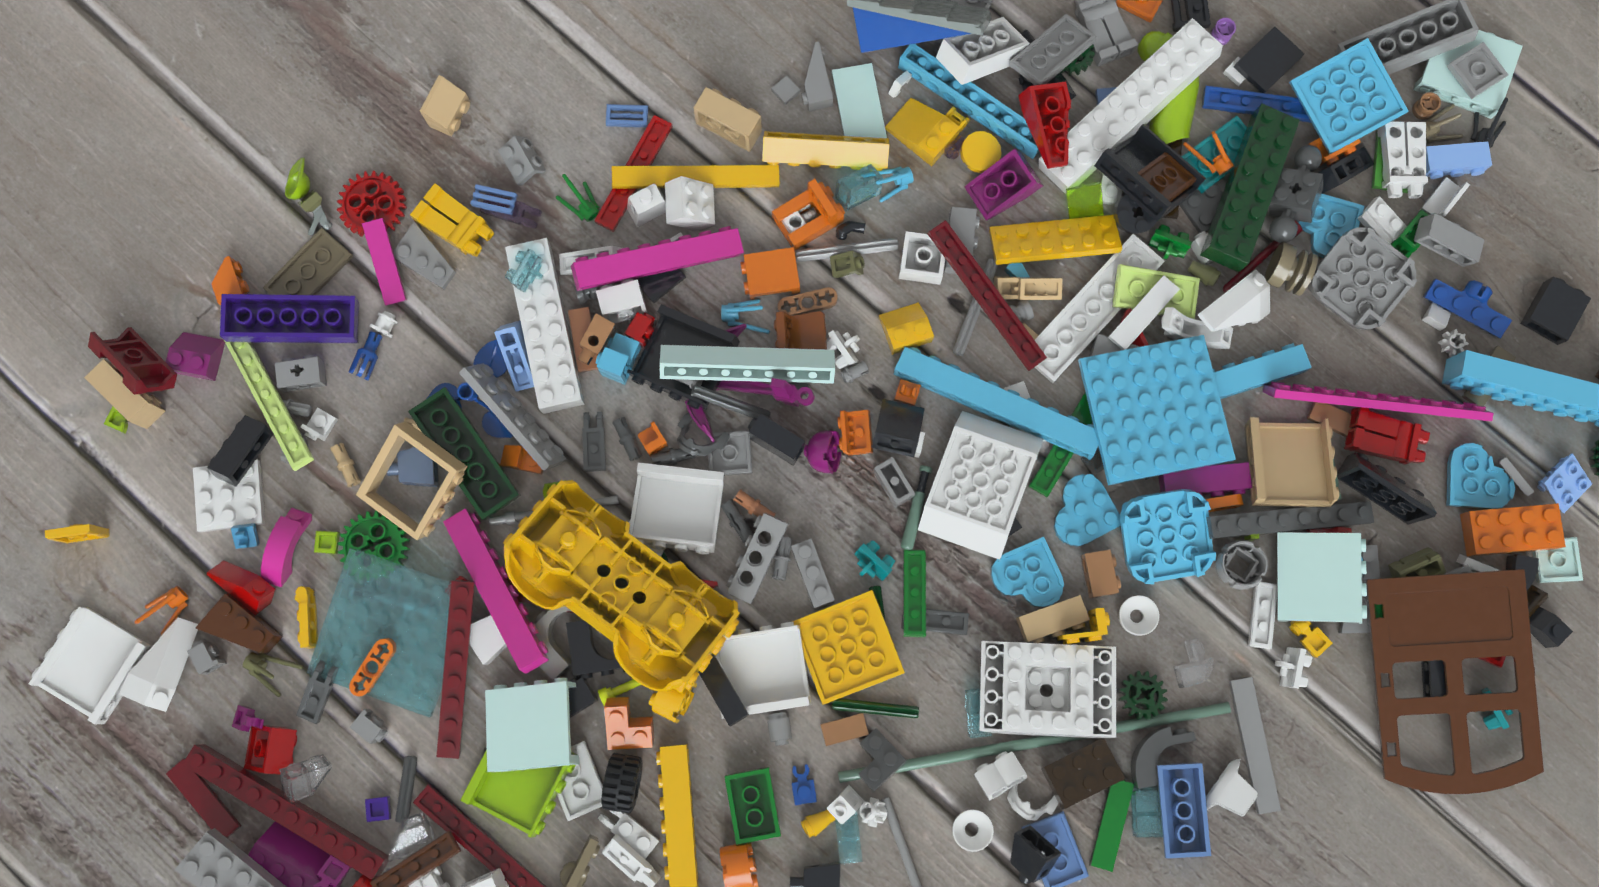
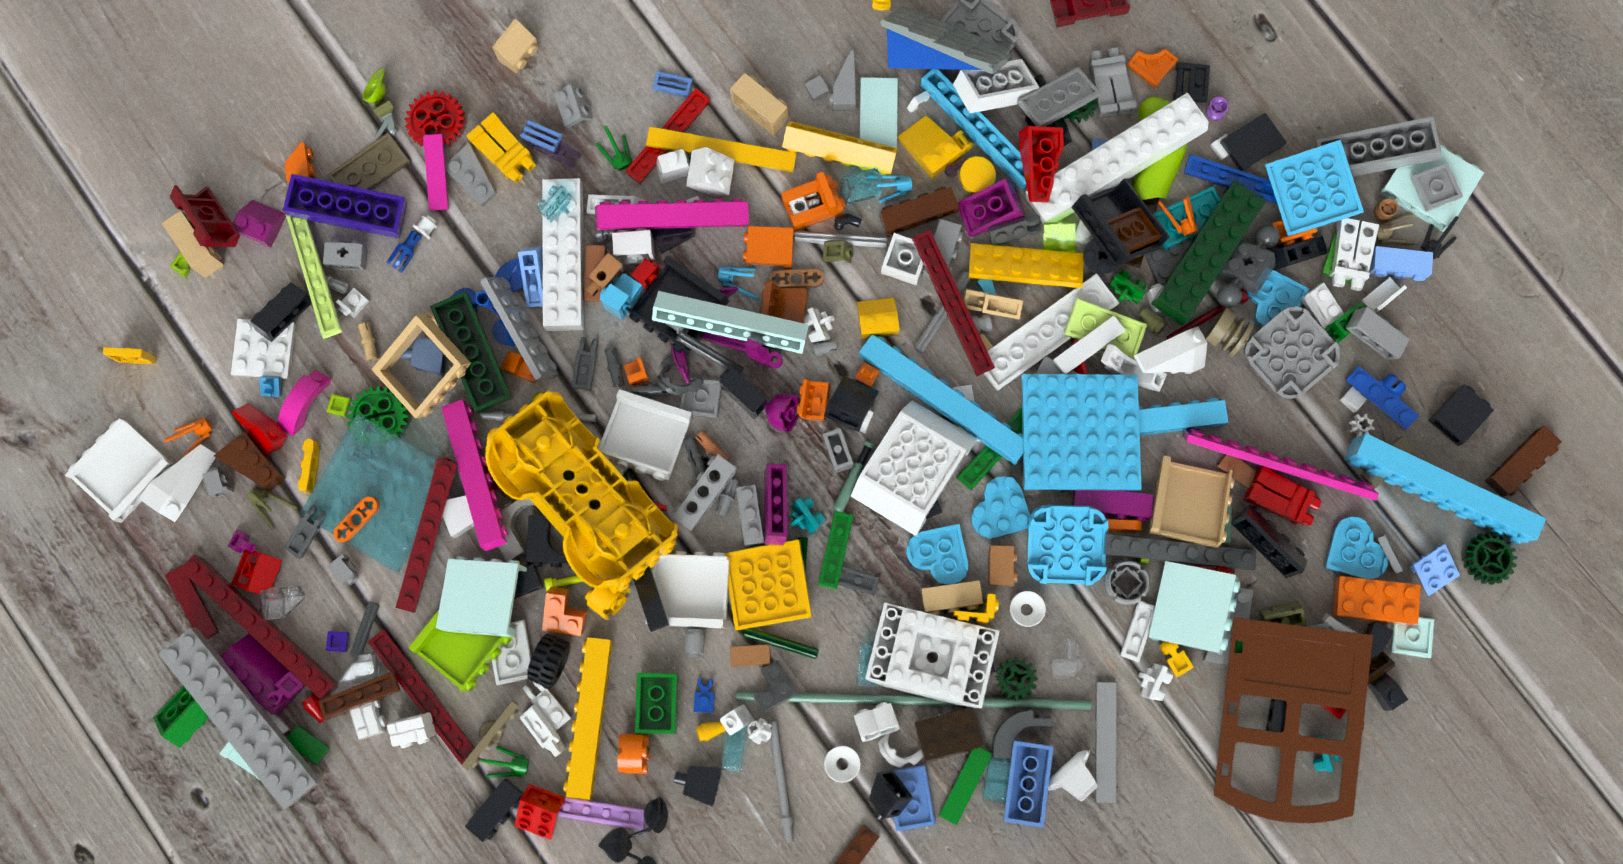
camera: 15 degrees right, 0 degrees up
(838, 556) = (775, 504): none -> magenta brick
(926, 203) = (918, 211): none -> reddish brown brick
(1034, 203) = (1014, 229): none -> dark grey hinge

